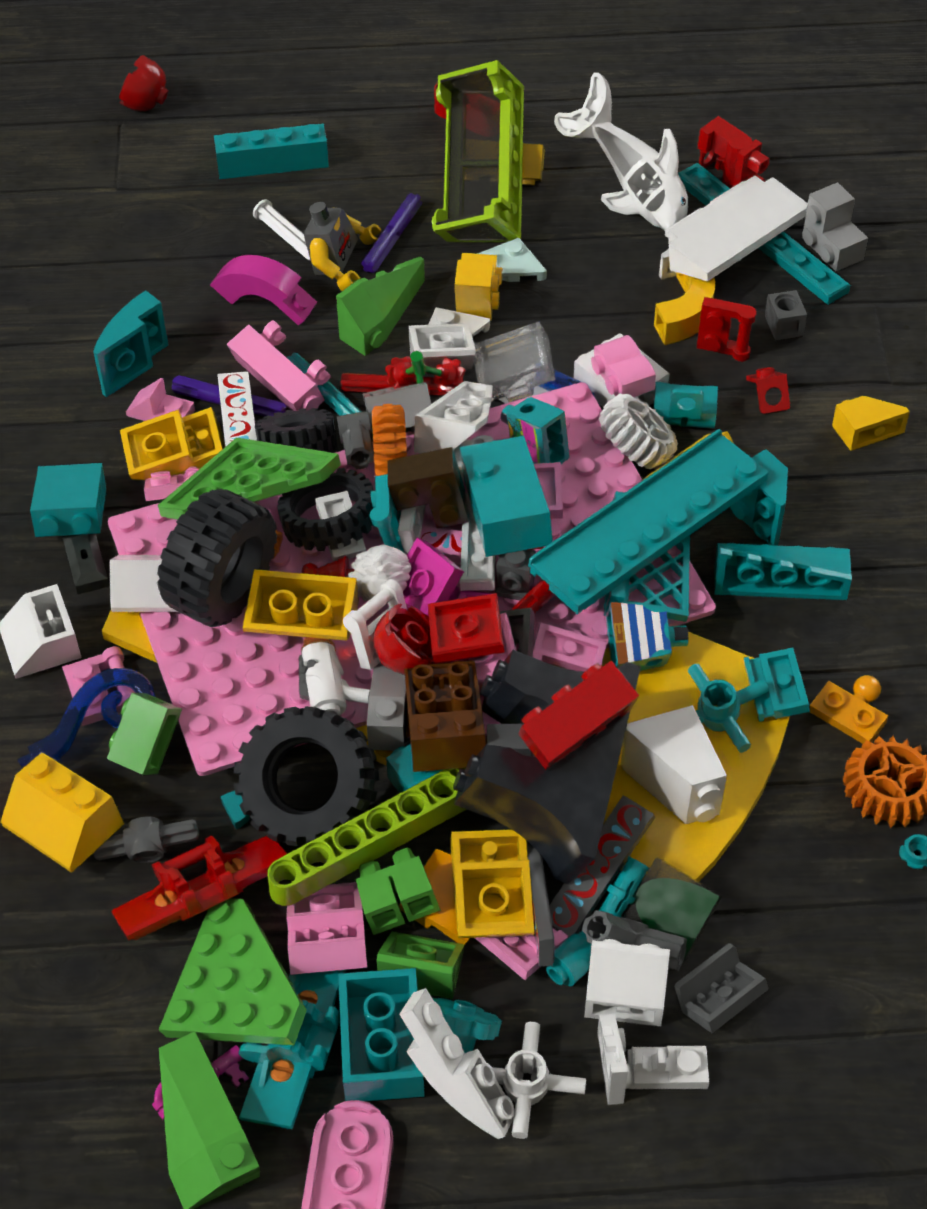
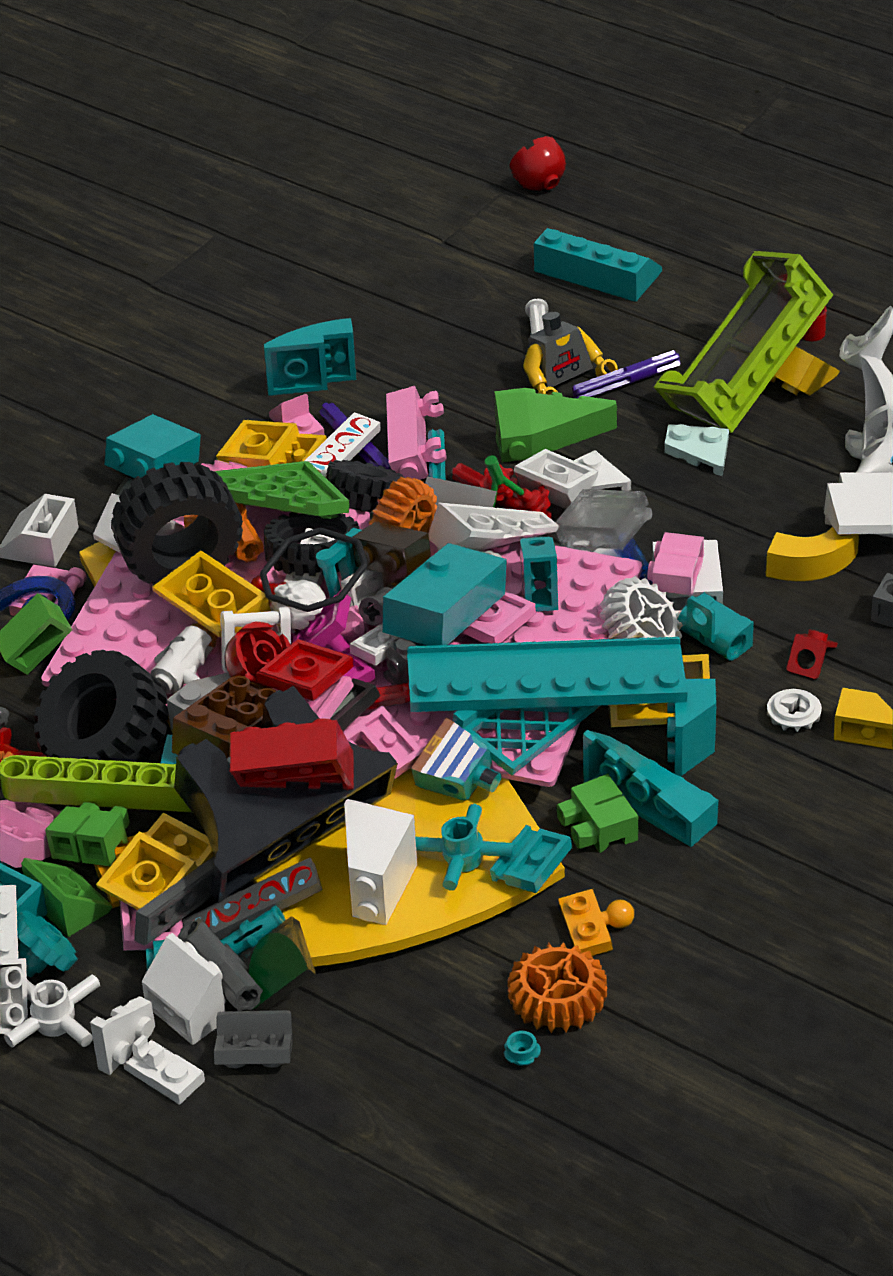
camera: 40 degrees right, 10 degrees down
(266, 279) = (471, 364): dark pink arch -> none
(390, 574) = (308, 608): none -> black piece
(449, 534) = (373, 614): none -> dark grey bush
(477, 284) = (638, 444): yellow brick -> none
(716, 327) = (814, 580): red plate -> none
(766, 614) = (601, 814): none -> bright green hips
(812, 435) = (788, 700): none -> white gear

